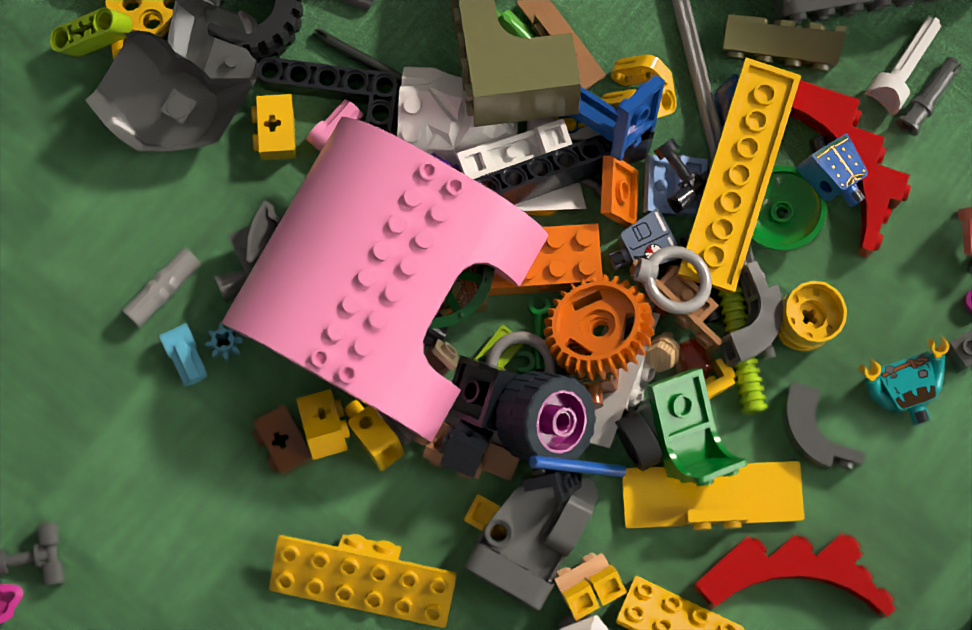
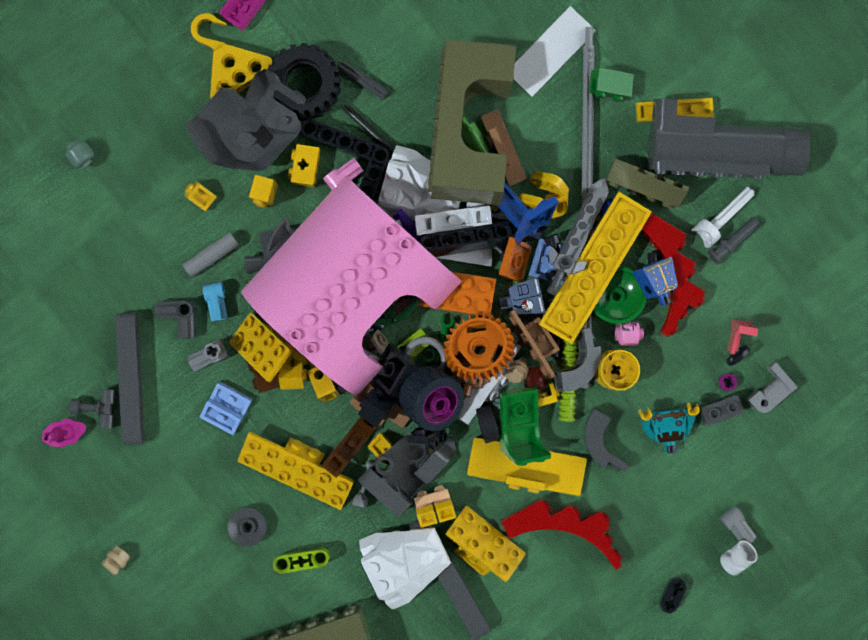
camera: 15 degrees right, 10 degrees up
(77, 501) = (130, 379): none -> dark grey beam
(90, 32) = (199, 77): lime beam -> none
(122, 381) = (185, 322): none -> dark grey piece
(126, 204) = (199, 195): none -> yellow bracket
(196, 433) = (212, 353): none -> light grey piece
(221, 174) = (263, 191): none -> yellow brick
(223, 334) = (236, 299): medium azure gear -> none
(234, 512) = (226, 408): none -> light blue slope
(268, 401) = (261, 346): none -> yellow bracket
(438, 521) = (348, 447): none -> reddish brown slope
(472, 603) = (361, 499): none -> light grey hinge
(577, 466) = (444, 433): blue bar -> none
(647, 271) = (518, 320): light grey piece -> none
(702, 136) = (577, 236): none -> sword
(813, 262) = (629, 334): none -> bright pink head

